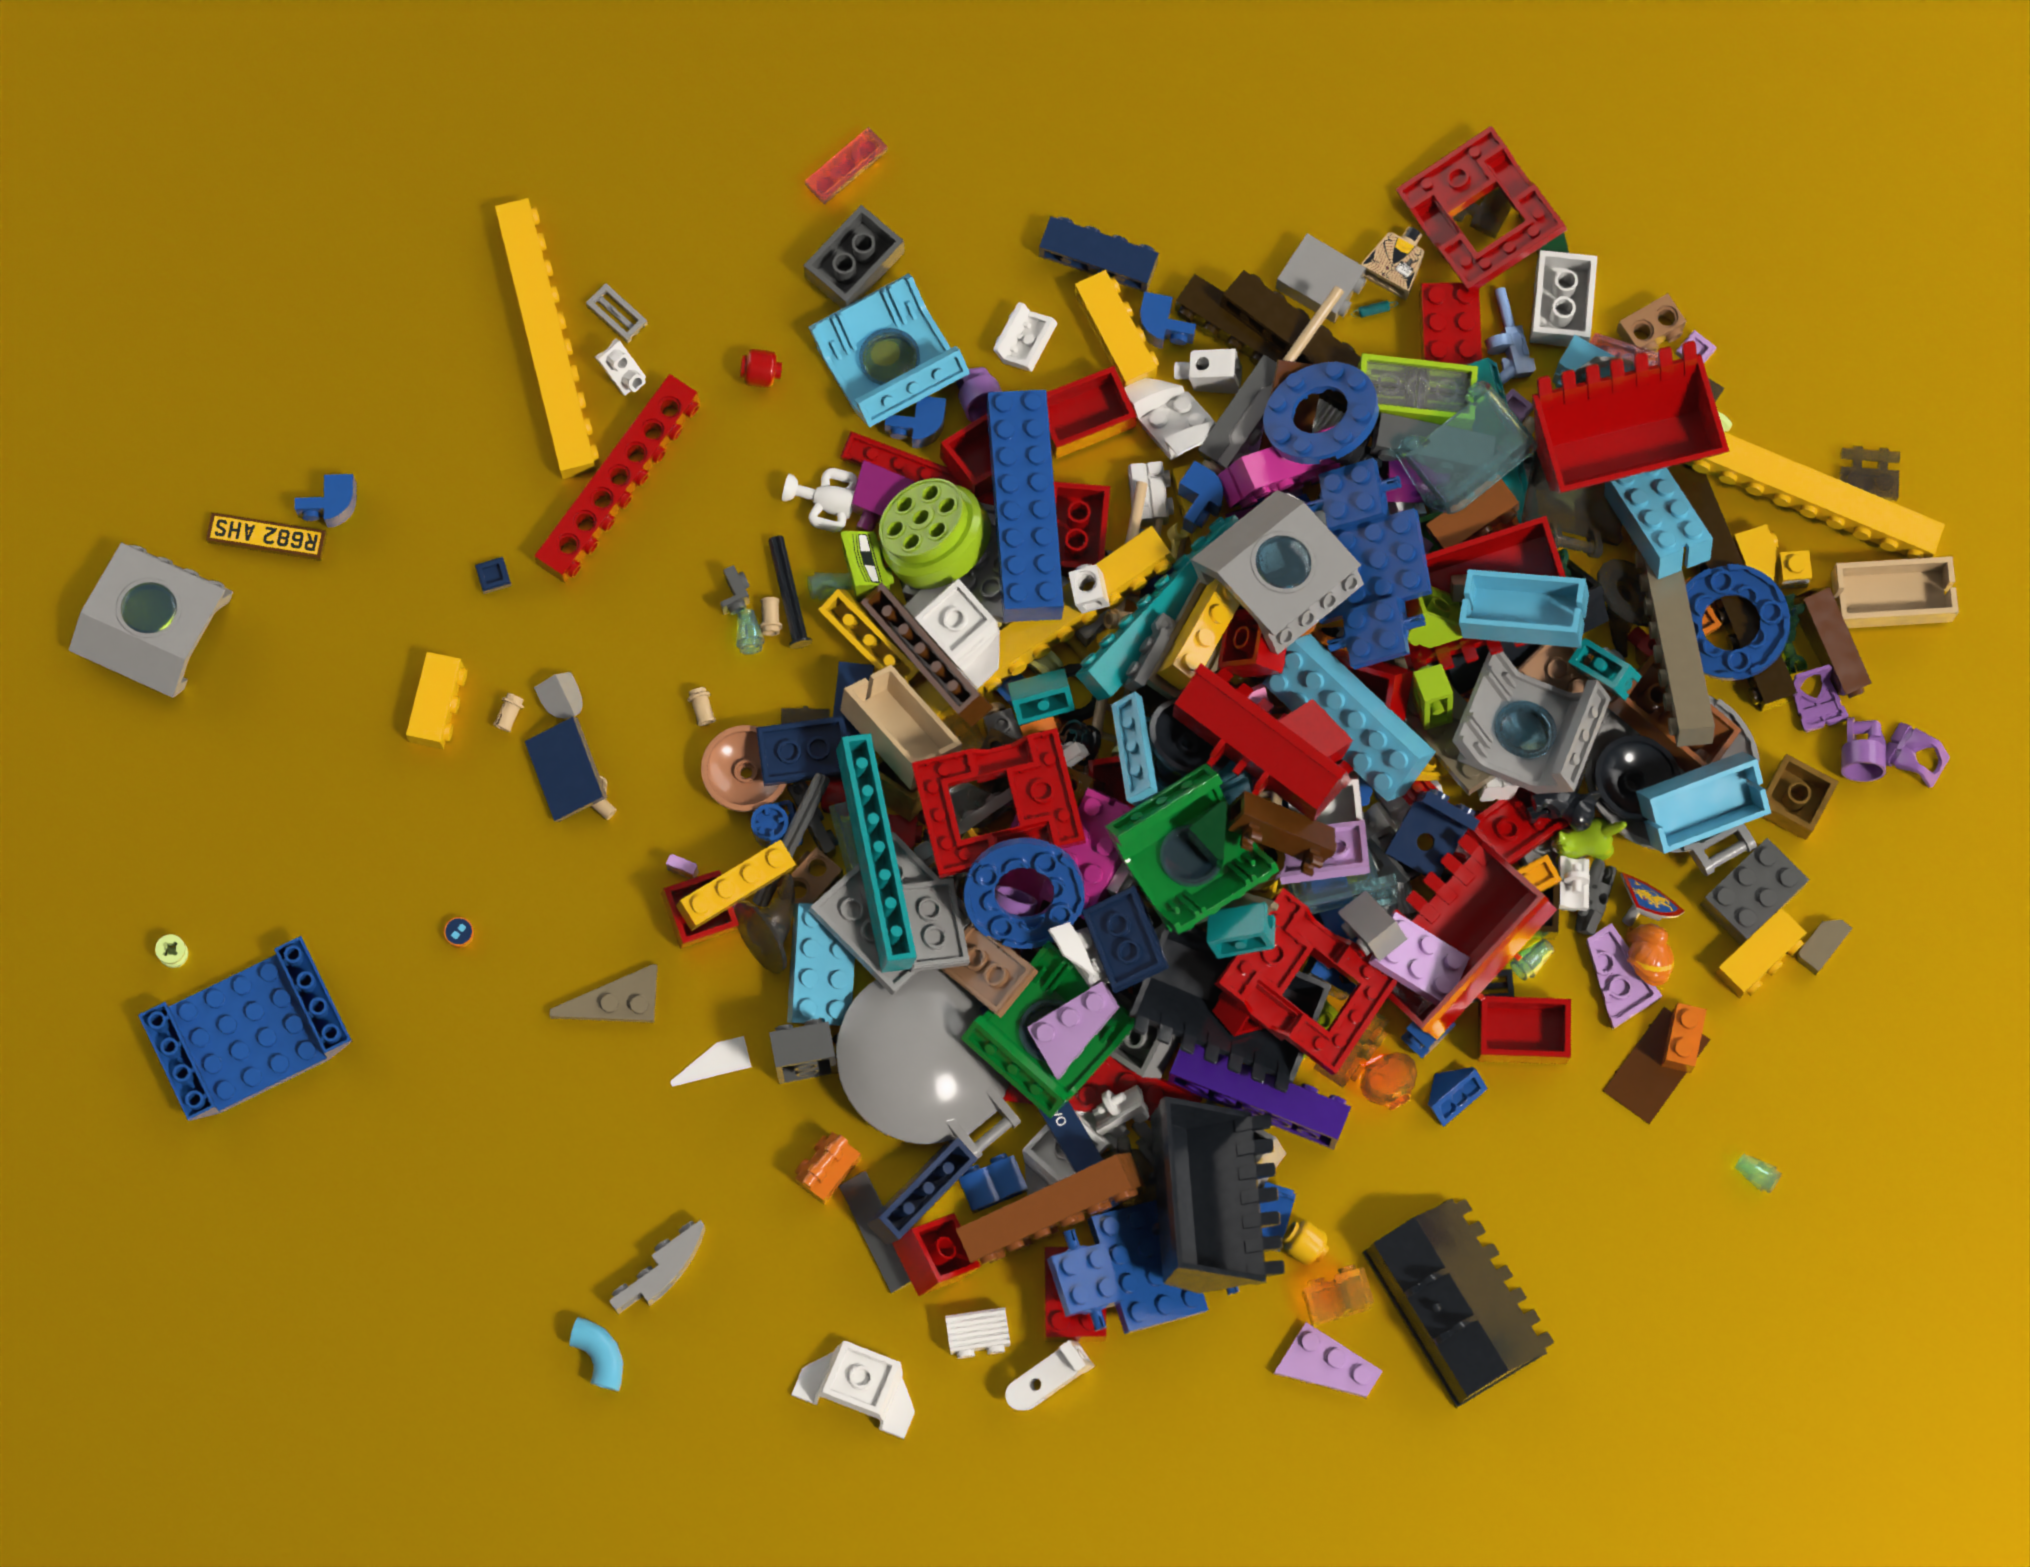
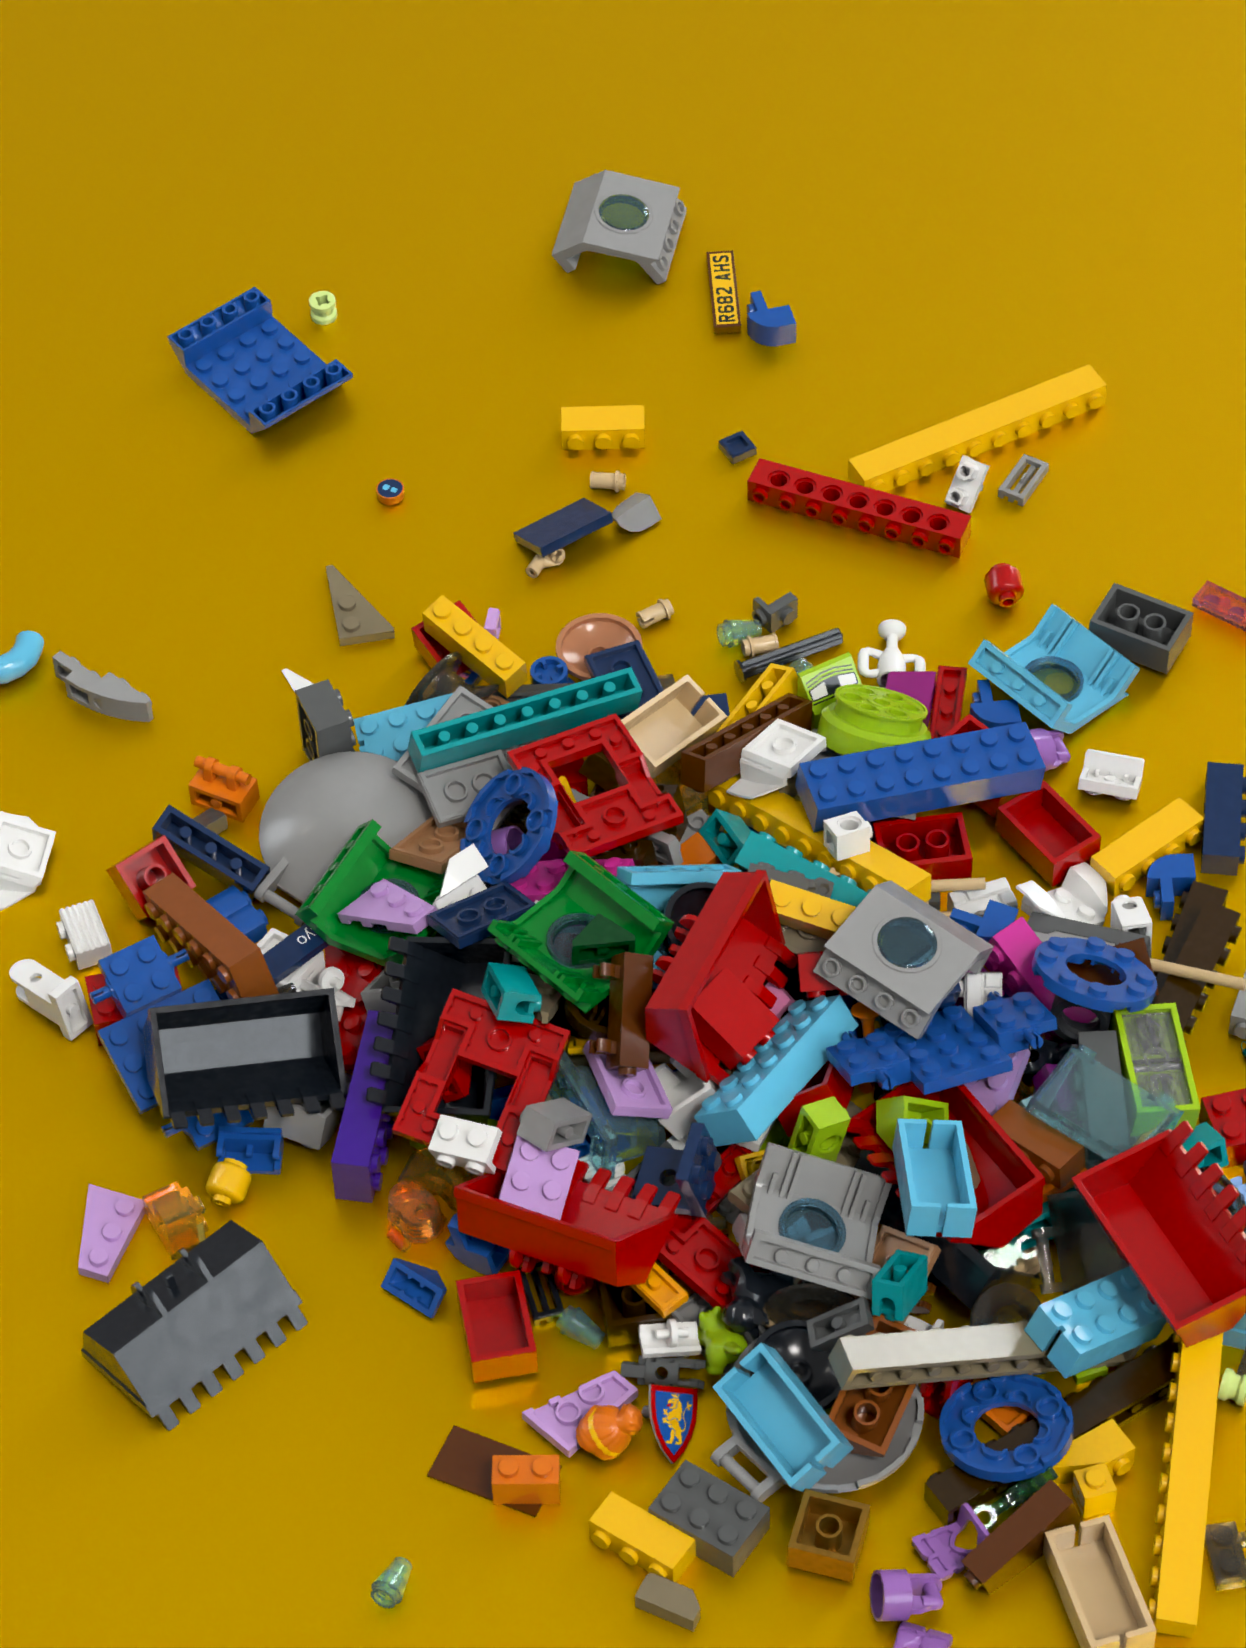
camera: 80 degrees right, 25 degrees down
(1371, 1010) = (465, 1144): none -> white bracket
(1620, 731) = (849, 1319): none -> dark grey slope

